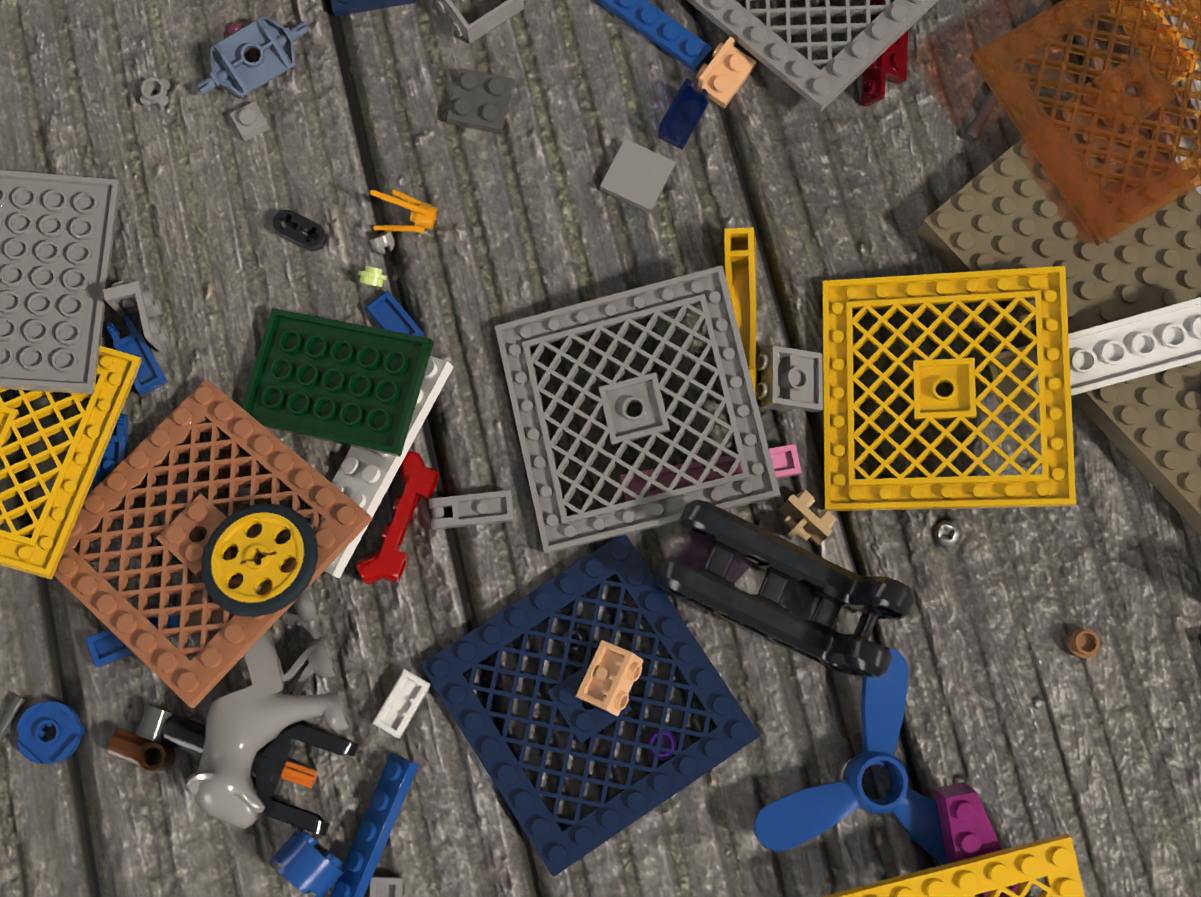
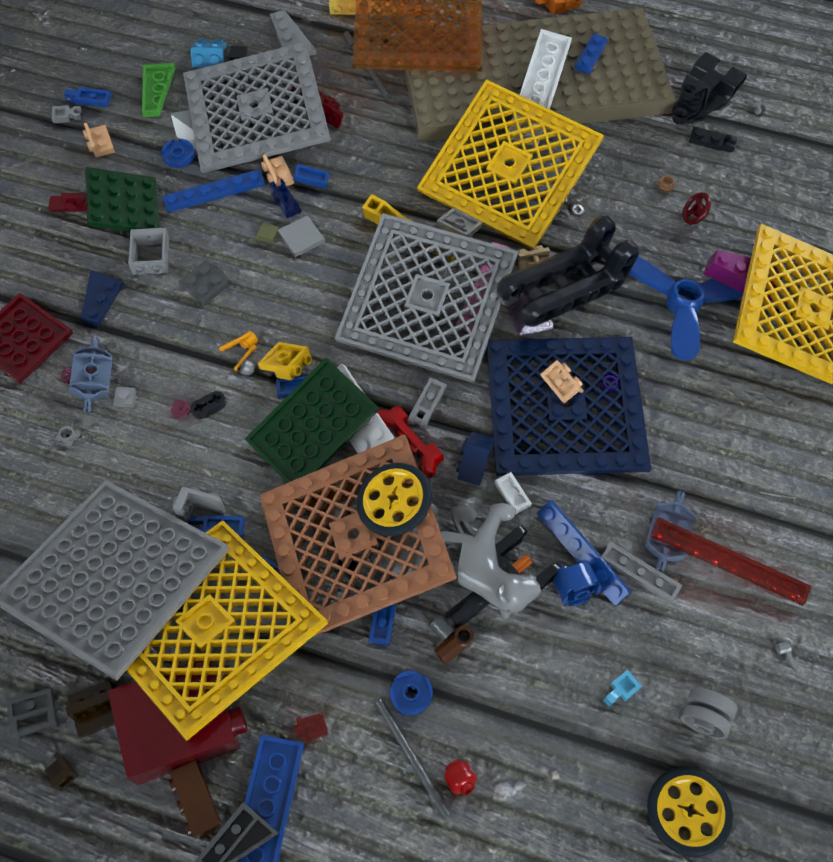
camera: 55 degrees left, 15 degrees down
(269, 193) = (178, 404): none -> clear pink plate
(372, 276) = (263, 382): yellowish green plate -> none
(418, 285) = (286, 360): none -> yellow plate
(419, 623) = (475, 453): none -> dark blue brick
(613, 128) = (267, 233): none -> olive tile
(747, 123) = (311, 176): none -> blue tile
(1062, 720) = (698, 209): none -> dark red piece

